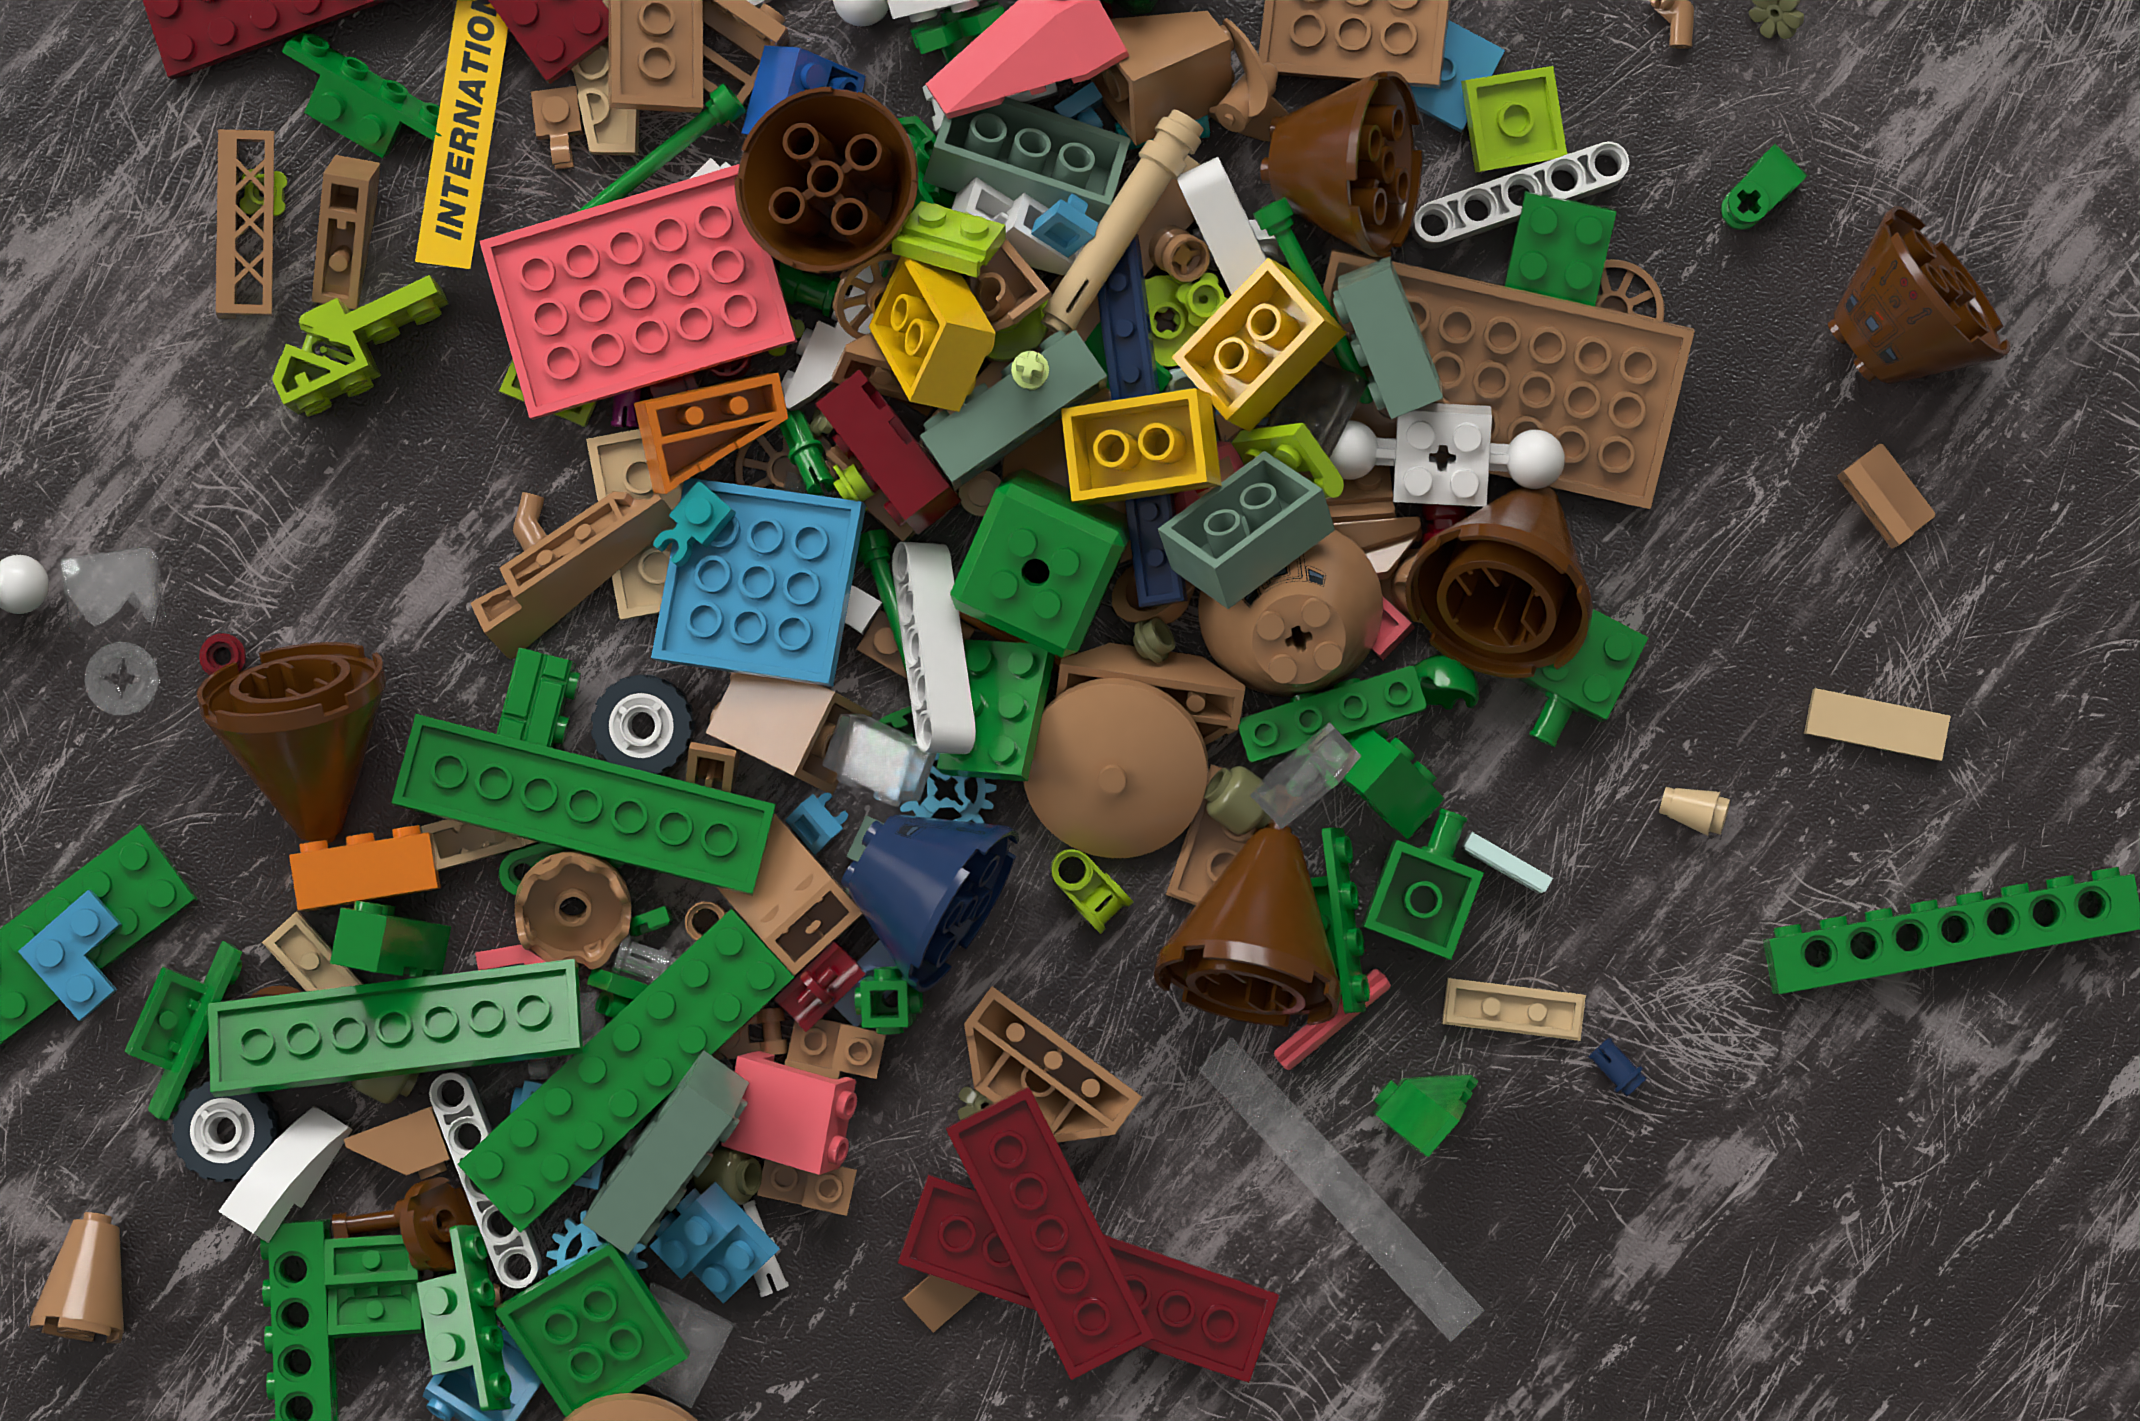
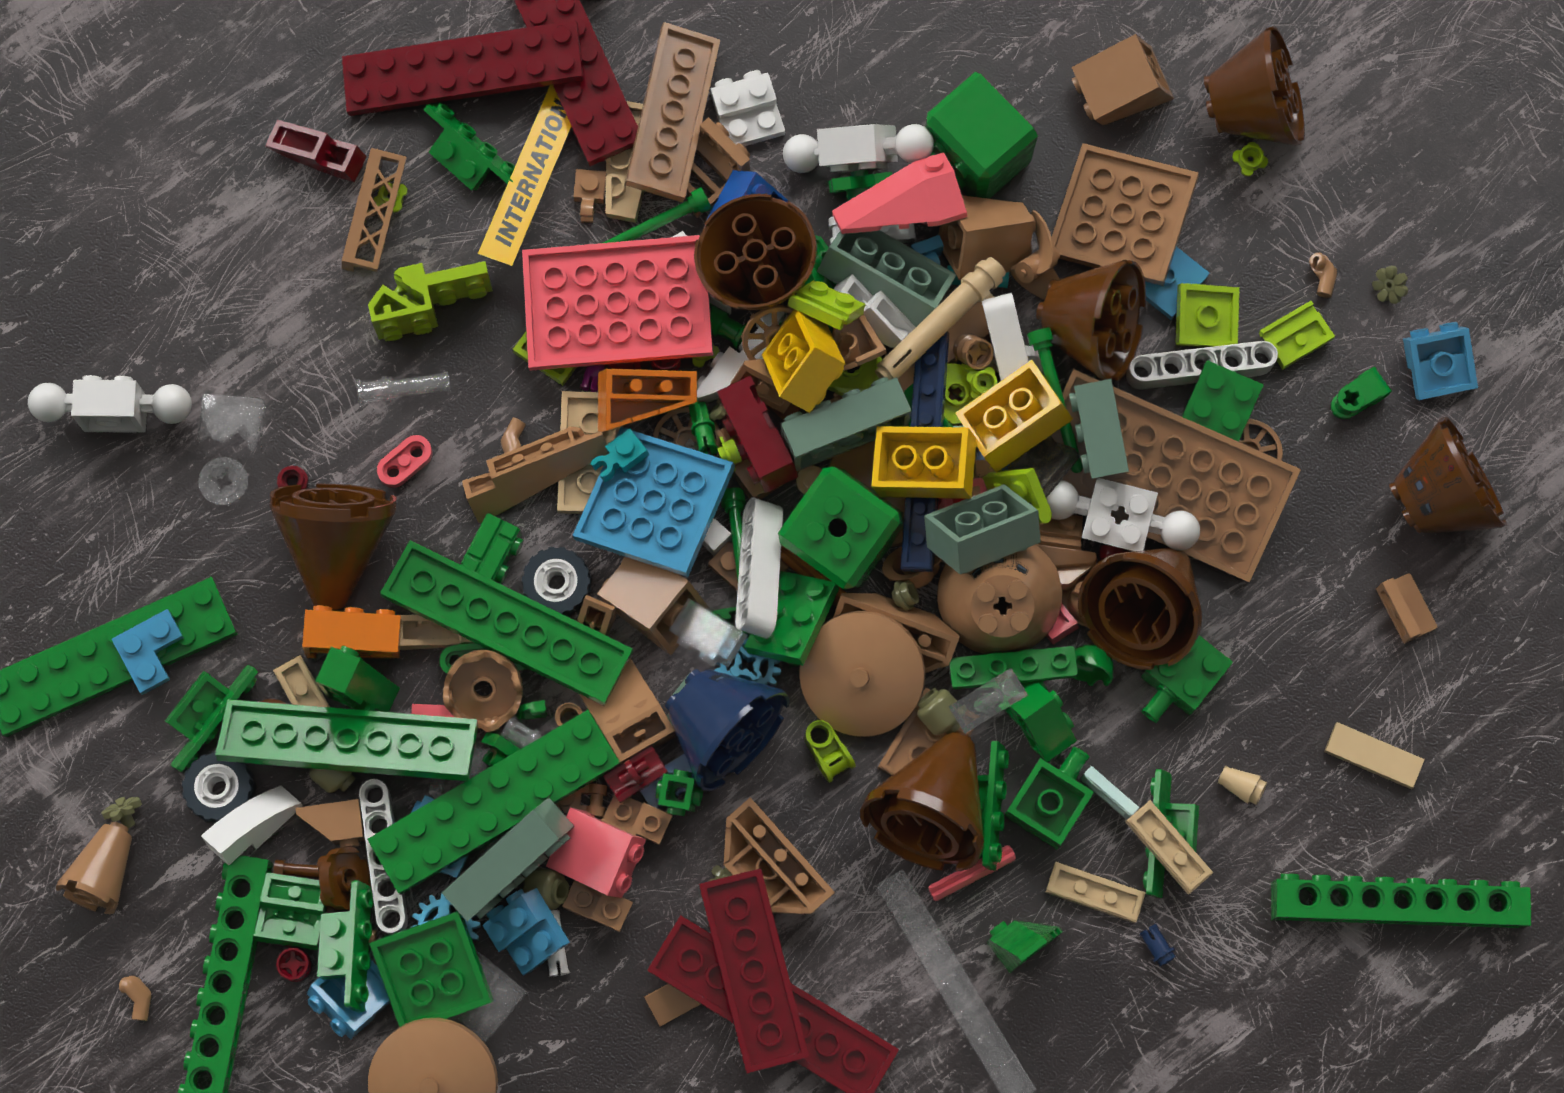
camera: 10 degrees right, 10 degrees down
(96, 1192) = (122, 810): none -> olive plant
(136, 146) = (316, 150): none -> dark red slope
(328, 489) = (388, 388): none -> clear pin
(345, 229) = (438, 225): medium nougat slope -> none
(378, 591) = (402, 459): none -> coral plate
(387, 1362) = (290, 961): none -> dark red wheel
(814, 822) = (655, 669): dark azure tile -> none
(1030, 370) = (862, 392): yellowish green axle -> none
(1065, 226) = (903, 315): dark azure tile -> none
(1606, 927) = (1169, 847): none -> tan tile
(1607, 905) = (1182, 817): none -> green bracket
(1652, 117) = (1297, 334): none -> lime plate
(1871, 113) = (1440, 361): none -> dark azure plate

